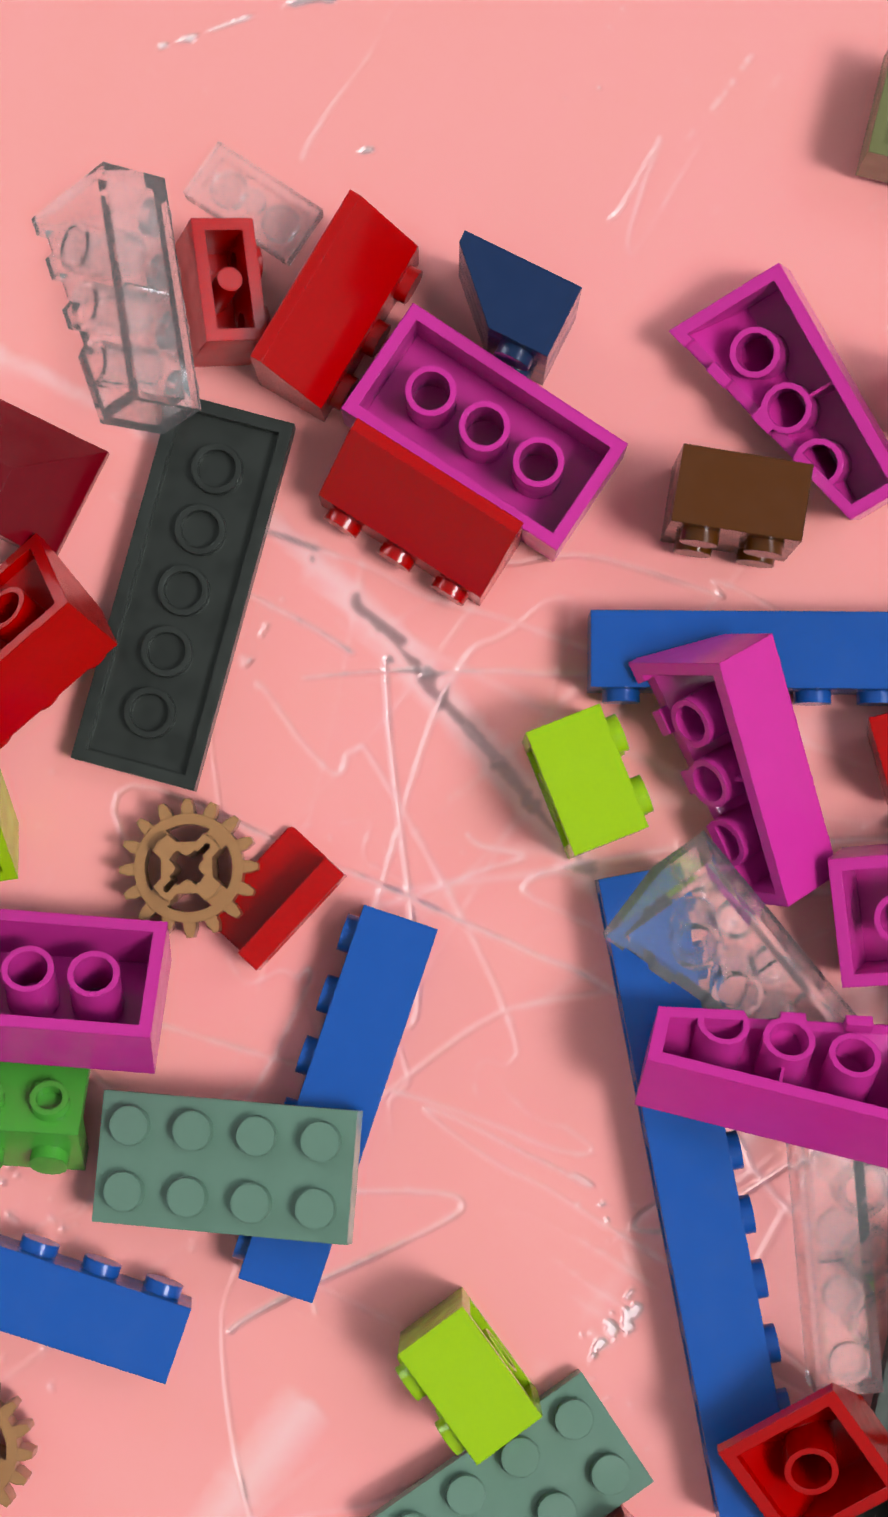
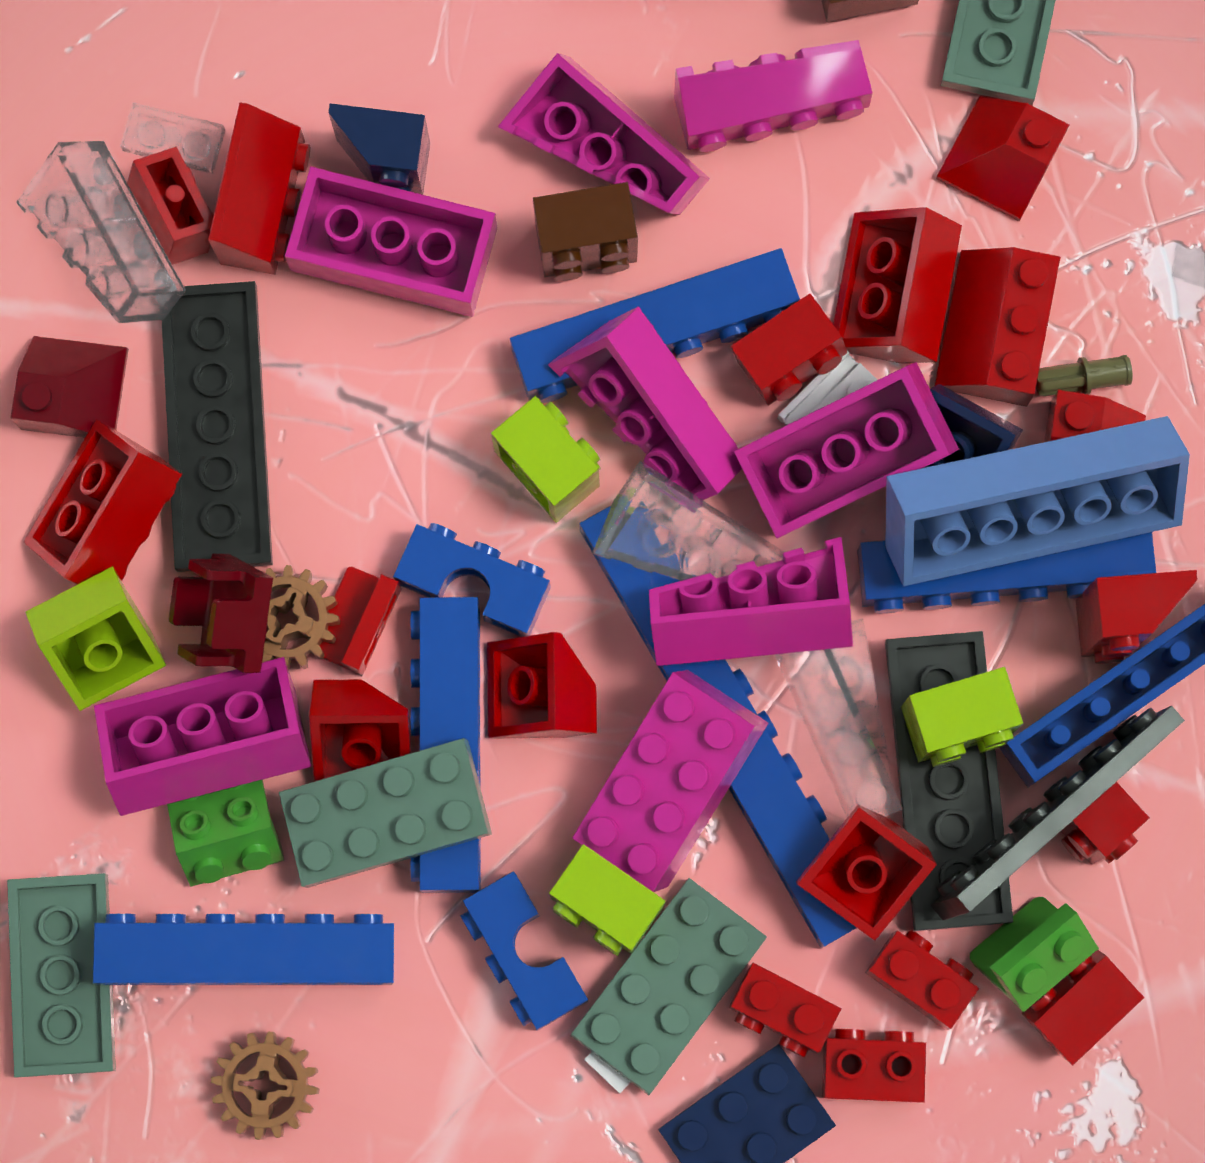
camera: 20 degrees left, 5 degrees down
(123, 836) = (230, 606): none -> dark red panel
(226, 1041) = (354, 727): none -> red slope
(350, 1453) = (498, 916): none -> blue arch
(402, 857) = (437, 559): none -> blue arch
(418, 515) = (365, 313): red slope -> none
(473, 1070) = (538, 689): none -> red slope
(601, 1253) = (670, 780): none -> dark pink brick

